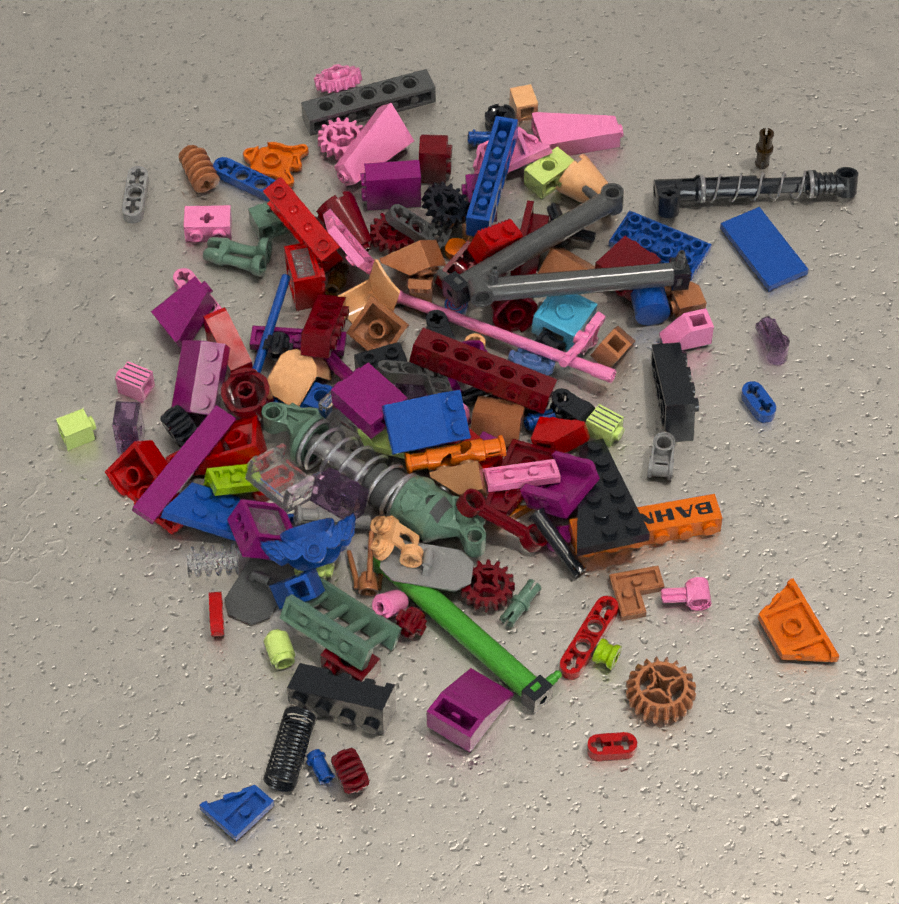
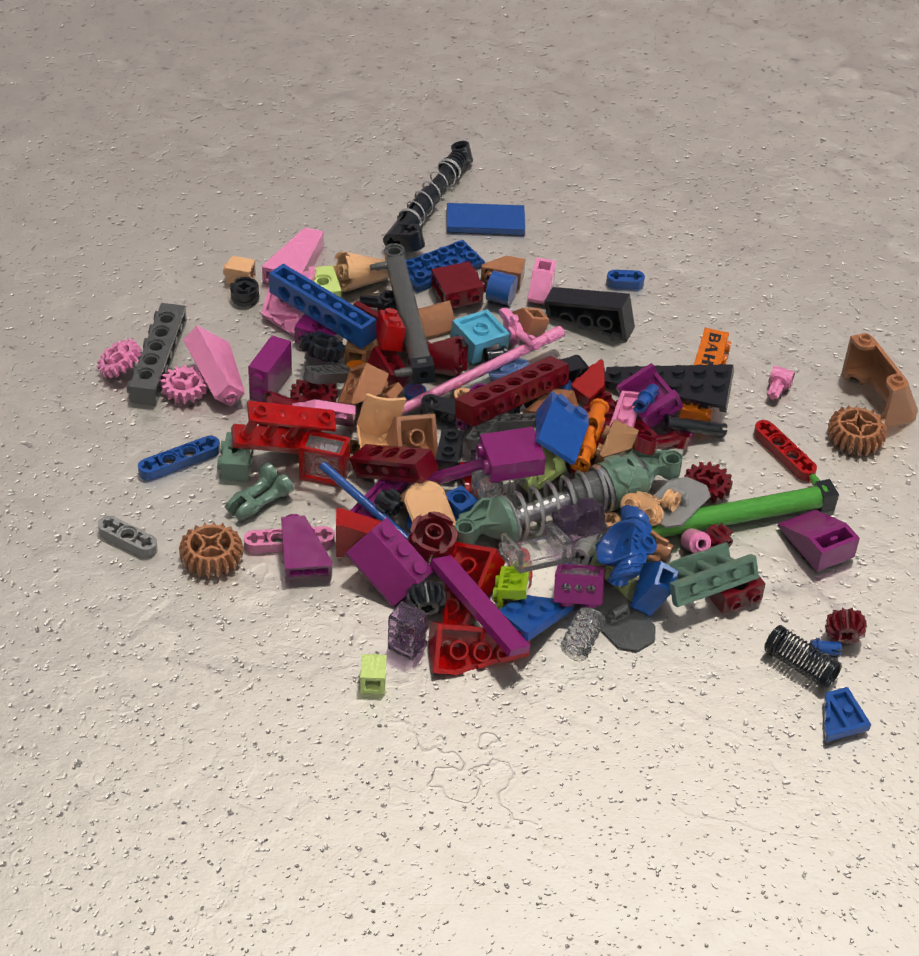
camera: 65 degrees left, 10 degrees down
(134, 381) = (349, 613): bright pink brick -> none
(150, 254) = (211, 555): none -> nougat gear
(198, 168) = (141, 481): nougat piece -> none
(207, 222) = (207, 499): bright pink brick -> none
(216, 614) = (636, 654): red beam -> none
(276, 160) = (169, 433): orange tile -> none
(279, 649) = (697, 627): yellowish green brick -> none
(343, 697) = (772, 602): black wedge -> none
(434, 158) = (251, 336): dark red brick -> none
(477, 137) = (252, 311): blue pin -> none
(486, 289) = (457, 327): dark grey piece -> none
(520, 603) = (735, 470): sand green pin -> none
(545, 479) = (645, 398): none -> blue pin
(605, 425) = (597, 352): yellowish green brick -> none
(607, 653) = (810, 443): lime wheel -> none
(612, 746) = (893, 479): red beam -> none
(630, 587) = (750, 411): nougat tile -> none
(661, 460) = (645, 343): light grey piece -> none
(738, 706) = (872, 365): none -> nougat windscreen
(764, 148) = (402, 172): dark brown pin -> none
(773, 340) = (584, 247): clear purple piece -> none
(795, 628) = (827, 343): orange wing -> none

